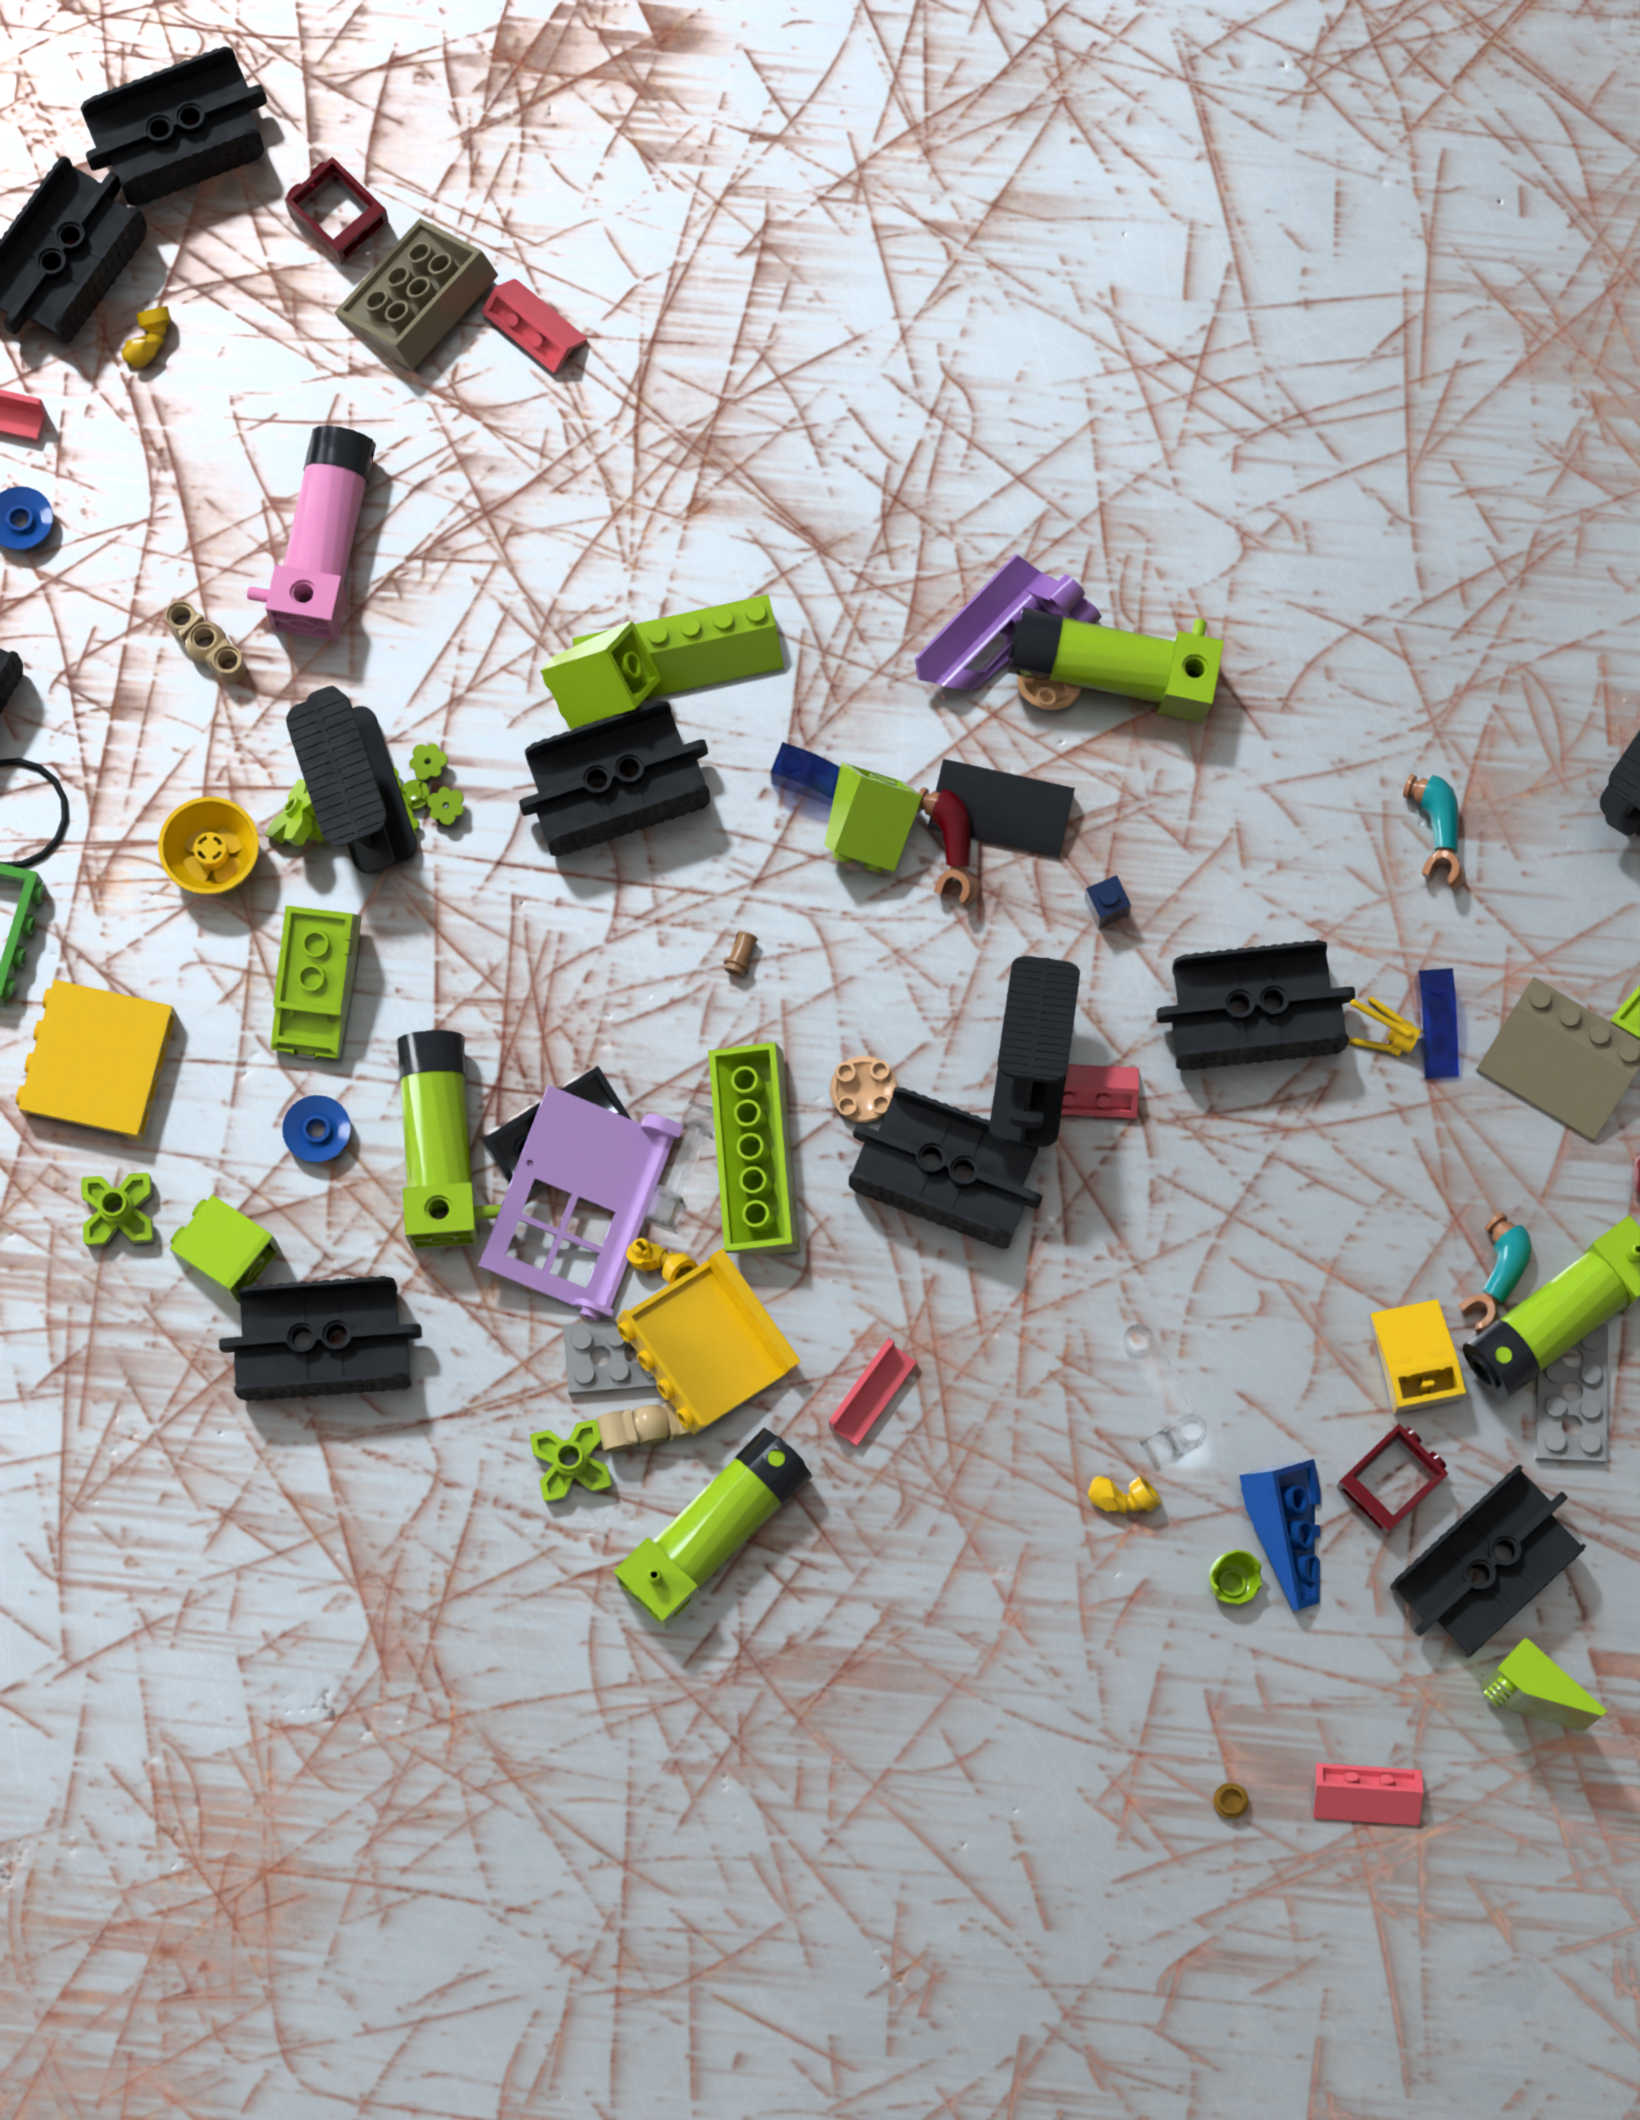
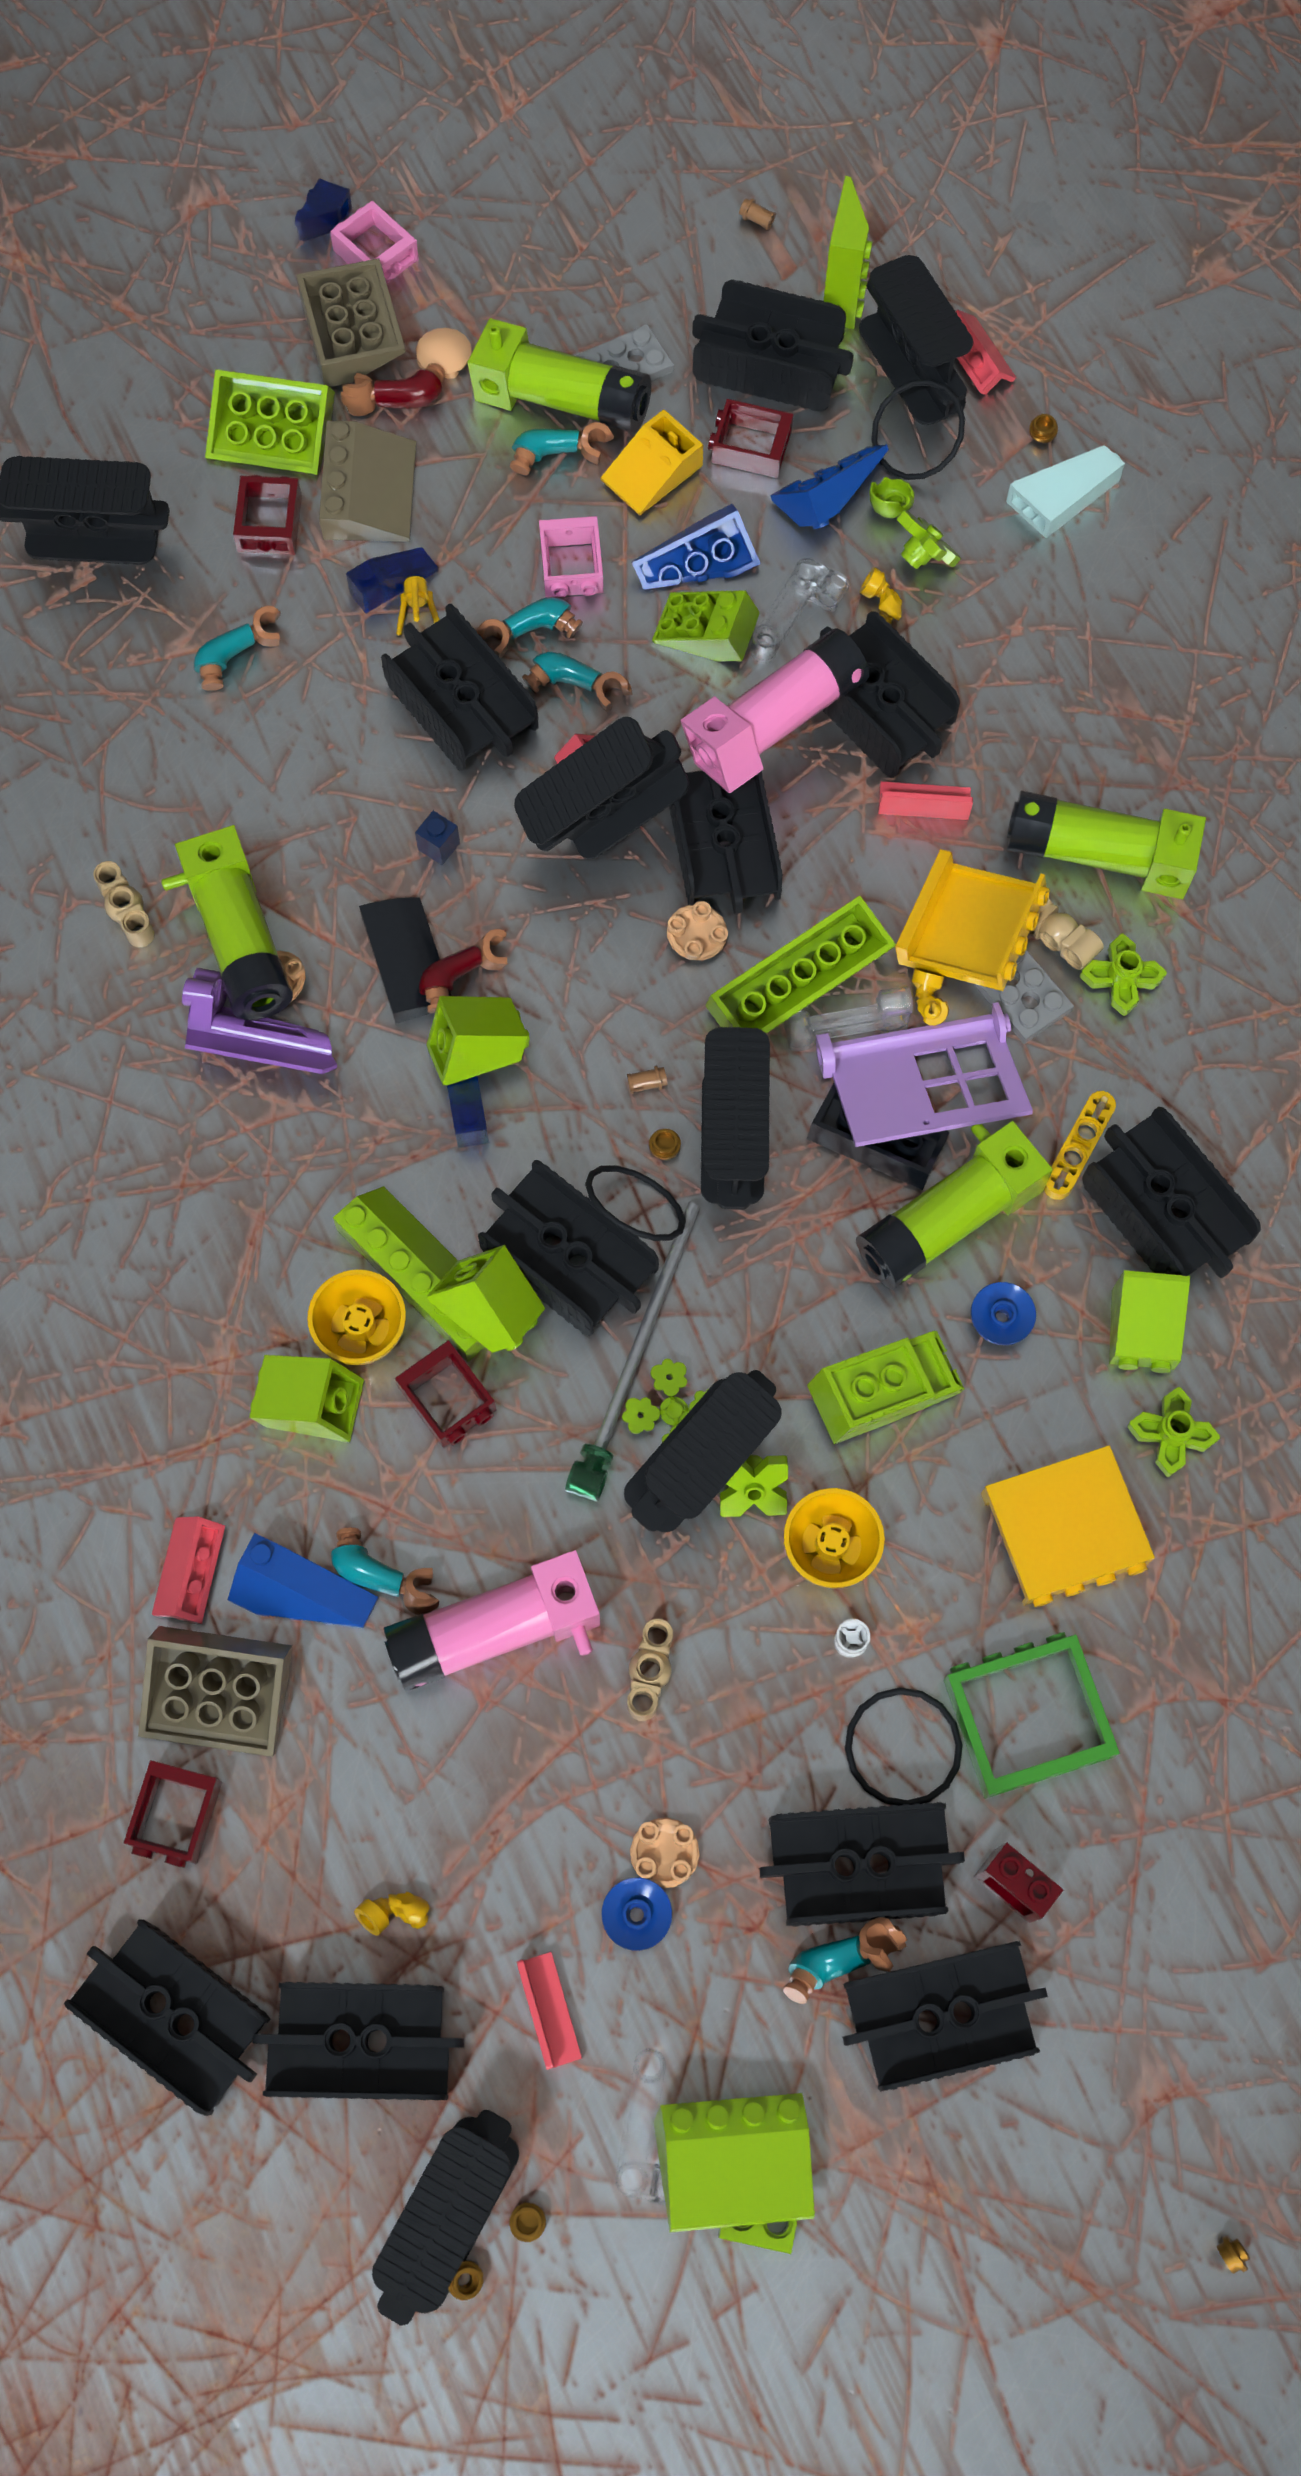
camera: 125 degrees left, 5 degrees down
(53, 569) = (664, 1852): none -> light nougat dish
(120, 813) = (856, 1633): none -> white wheel
(402, 685) = (588, 1477): none -> flat silver piece
(428, 1309) = (1082, 1146): none -> yellow beam
(441, 456) = (358, 1567): none -> piece
(465, 399) = (286, 1585): none -> blue wedge
(547, 583) = (427, 1369): none -> dark red window
(620, 493) = (307, 1396): none -> lime slope
(622, 811) = (615, 1168): none -> black piece
(637, 988) = (735, 1116): none -> black piece
(660, 547) = (350, 1302): none -> yellow piece
(668, 933) = (664, 1144): none -> pearl gold plate
(1015, 1203) = (732, 736): none -> bright pink piece
(1049, 1379) = (920, 696): none -> black piece
(1138, 1765) = (1065, 489): none -> light aqua slope
(1155, 1573) = (925, 542): none -> lime plant
(1195, 1299) = (708, 624): none -> lime slope
(1225, 578) = (117, 893): none -> tan piece
(1229, 1124) = (558, 667): none -> piece
(1286, 1356) = (703, 551): none -> blue wedge
(1294, 1693) = (892, 395): none -> black piece
(1300, 1142) = (544, 613): none -> piece
(1366, 1183) = (583, 531): none -> bright pink window
(1401, 1712) = (916, 336): none -> black piece
(1568, 966) = (279, 539): none -> dark red window

